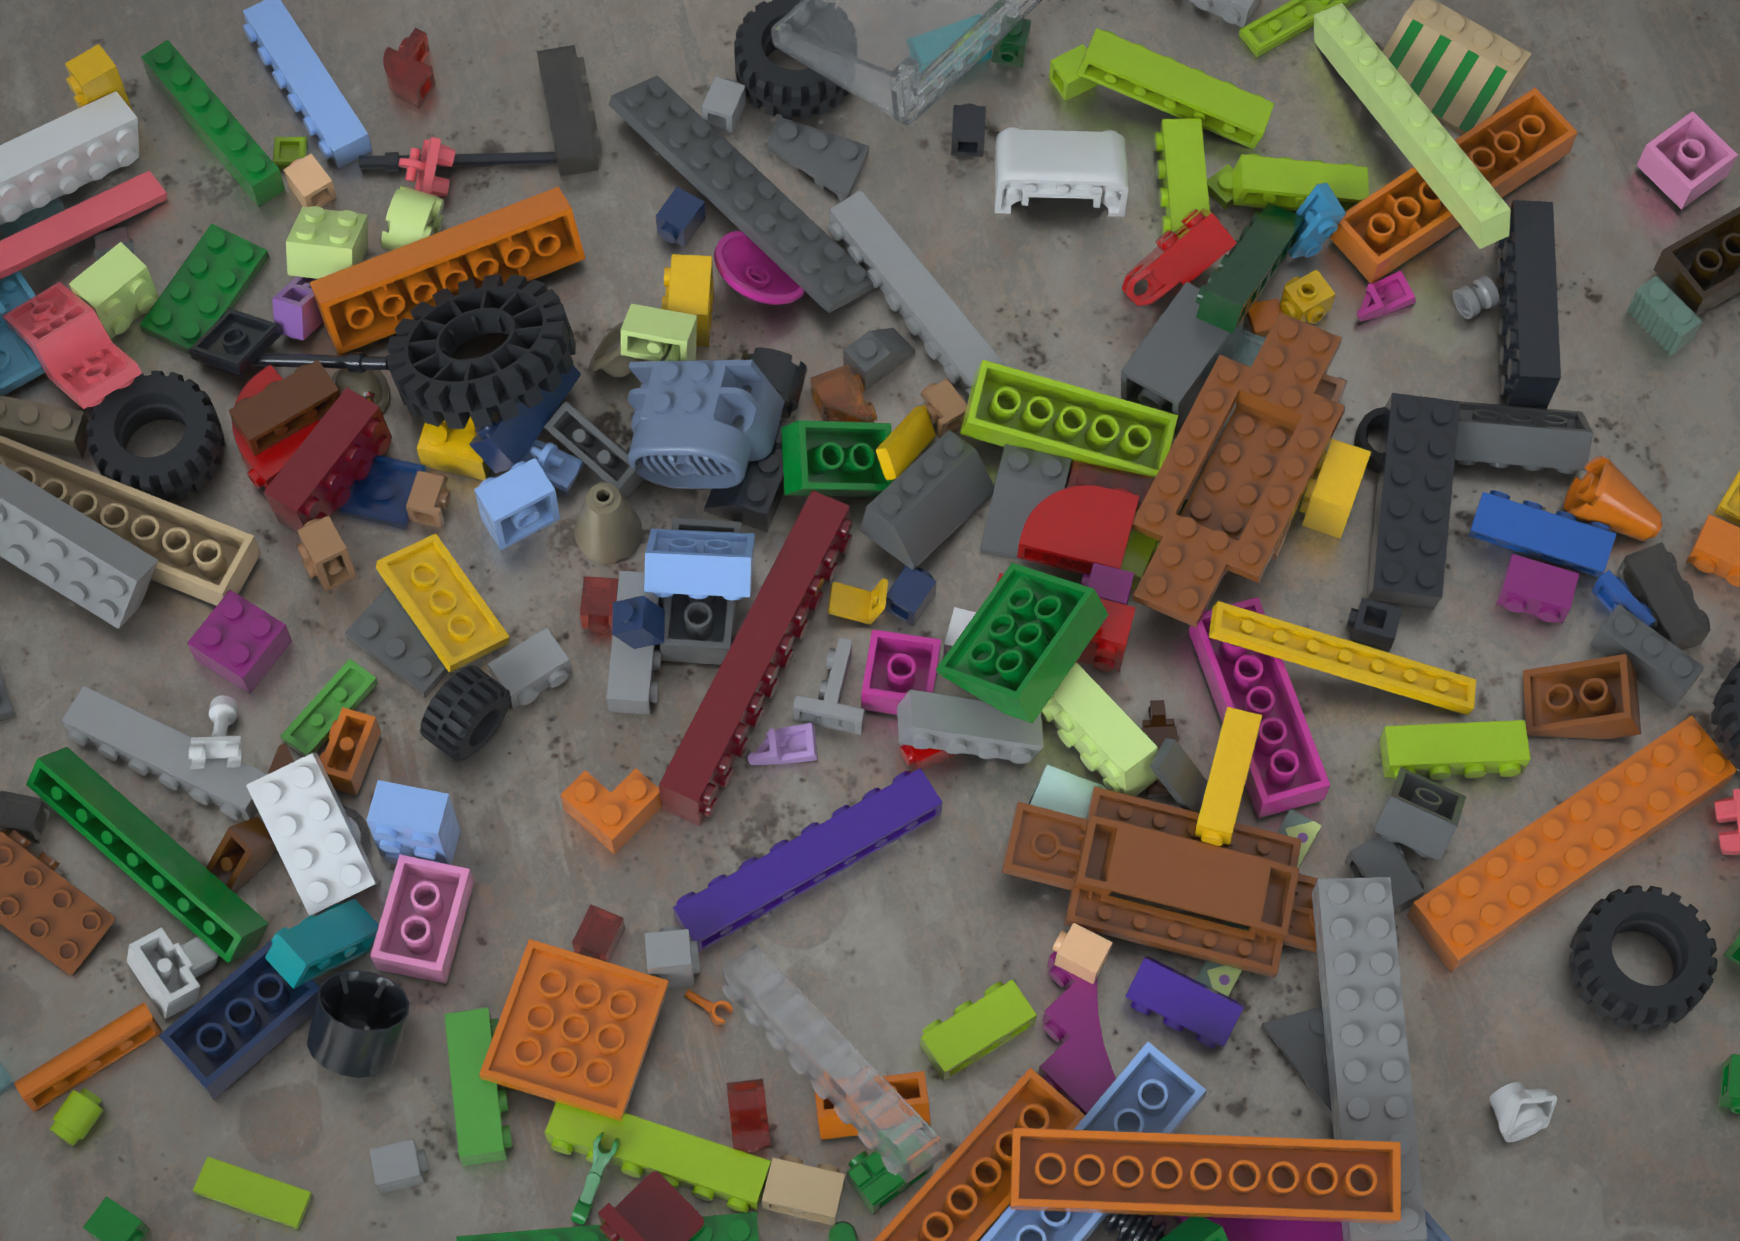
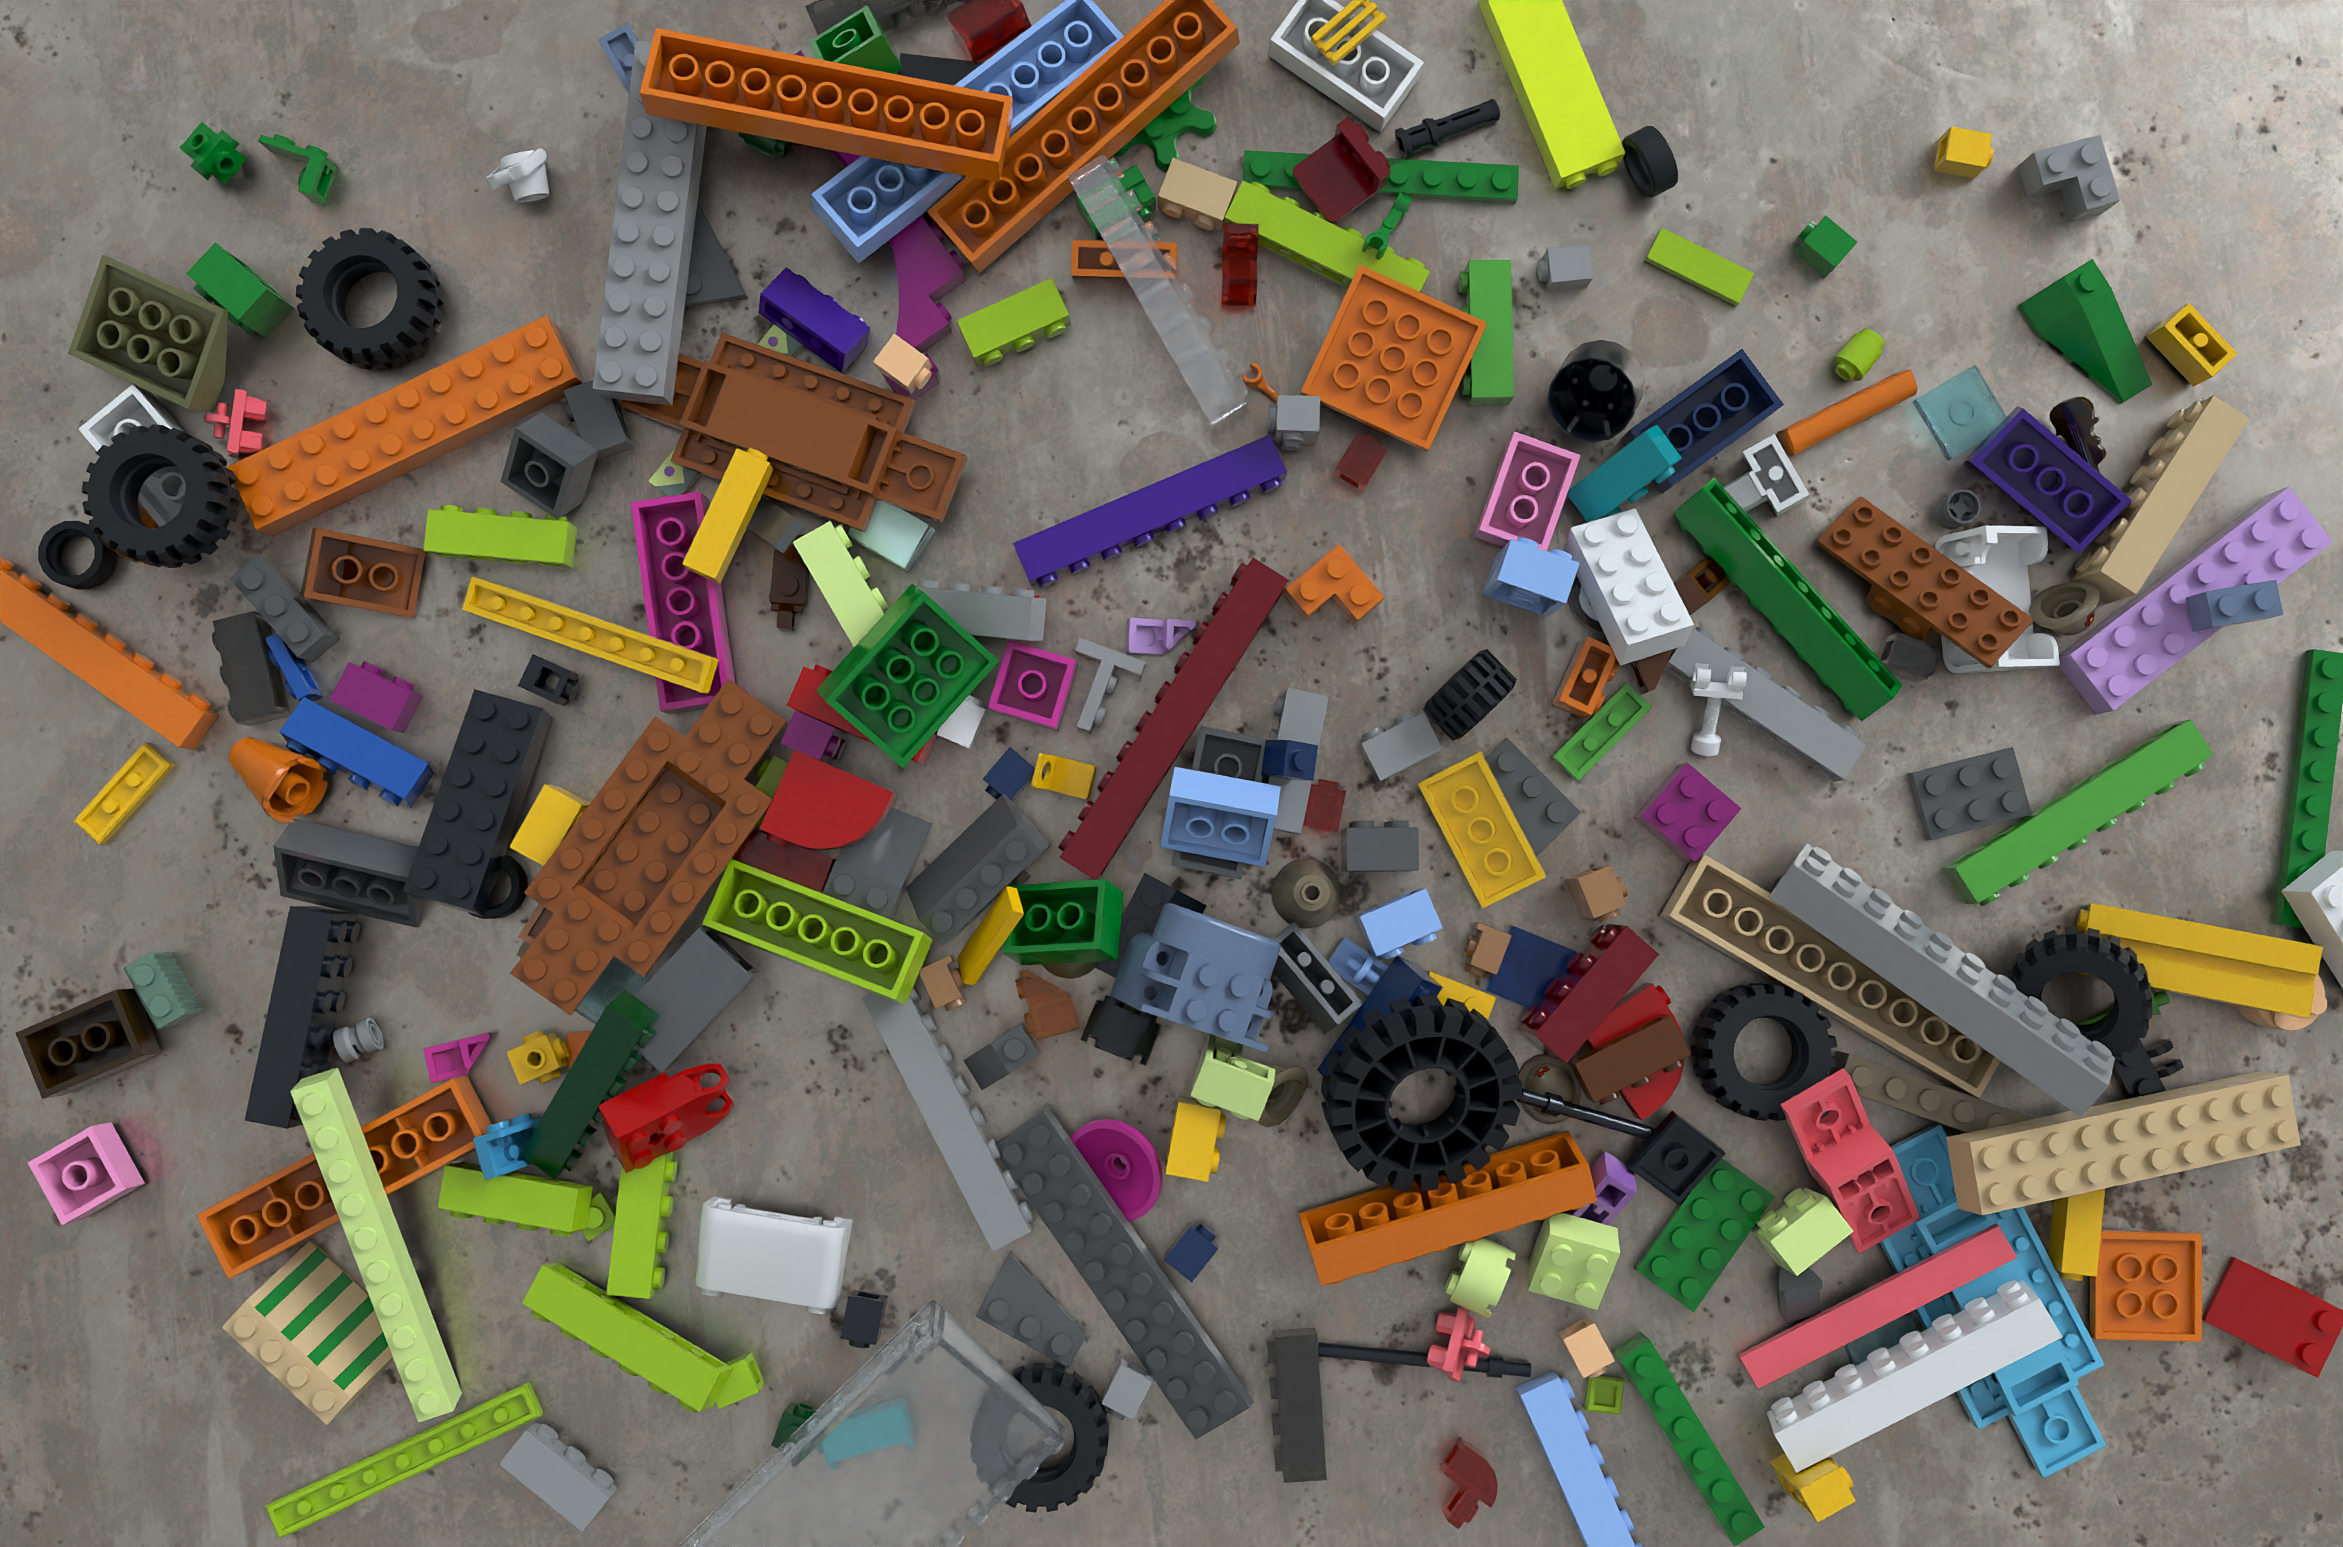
camera: 175 degrees left, 20 degrees up
(541, 566) = (1379, 848): none -> dark grey brick

